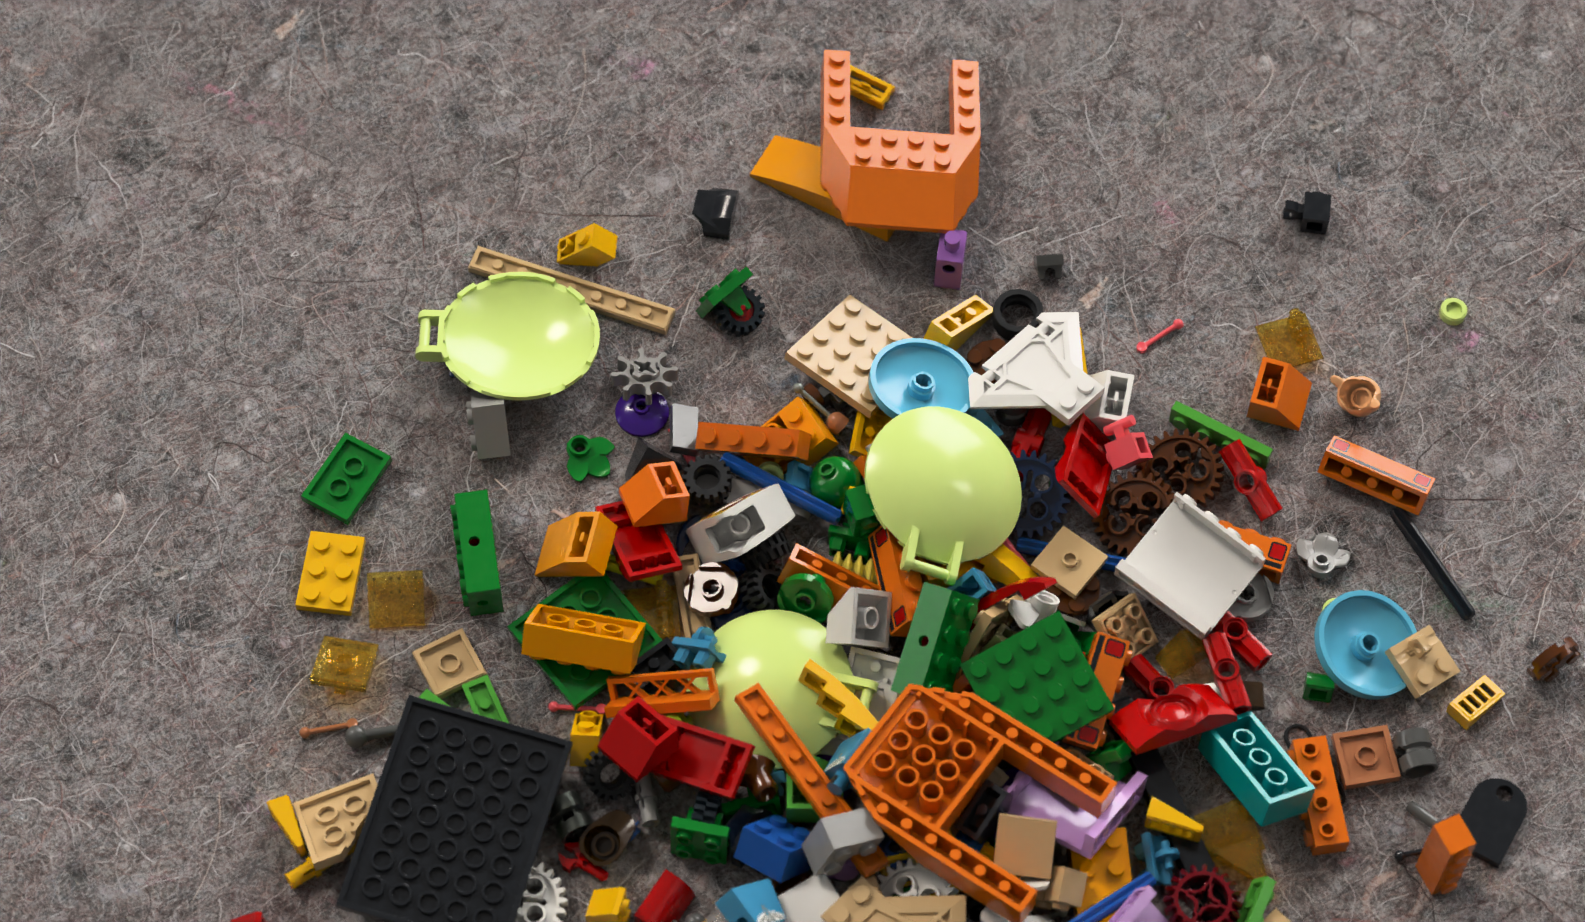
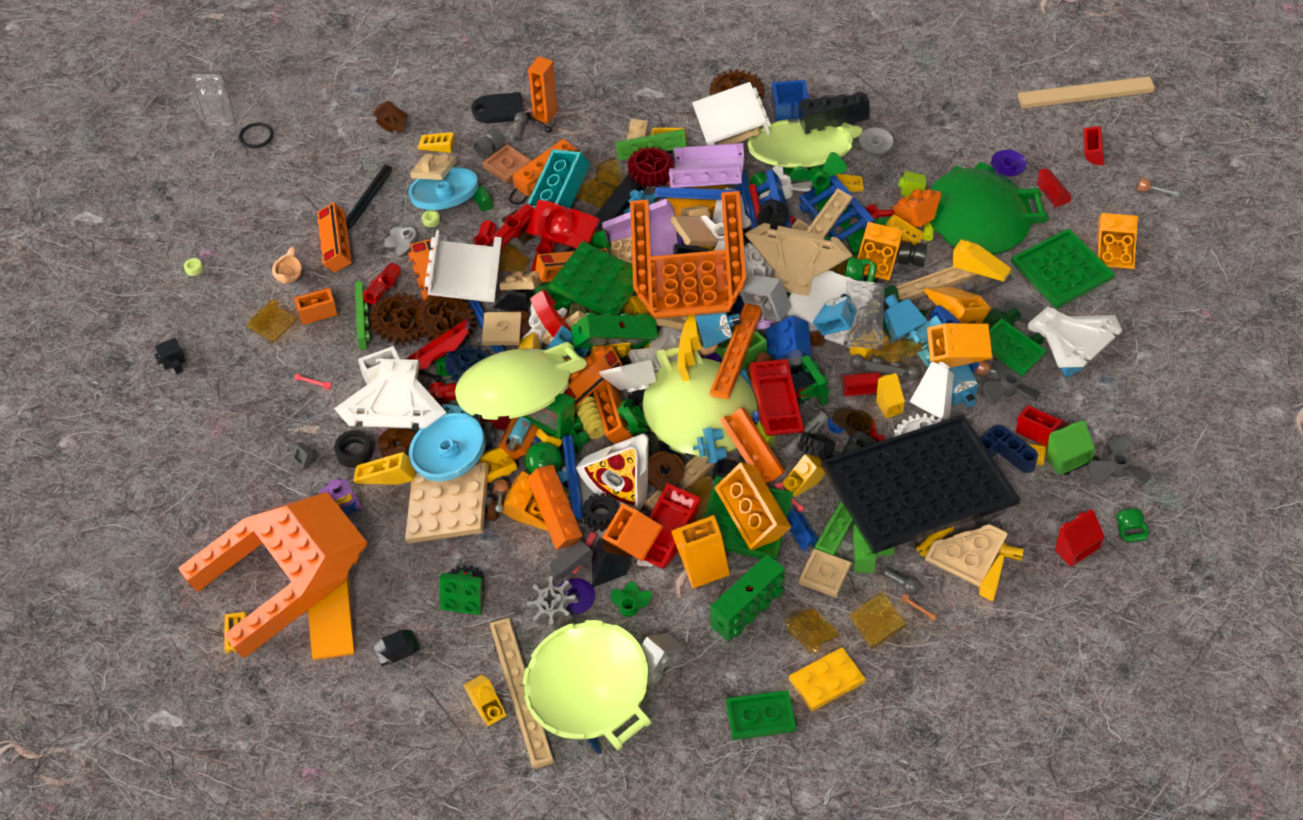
camera: 125 degrees left, 10 degrees down
(533, 685) = (798, 529): none -> blue hinge
(639, 739) = (794, 420): red slope -> none
(1128, 447) = (408, 339): coral brick -> none
(1170, 821) = (619, 200): yellow slope -> none

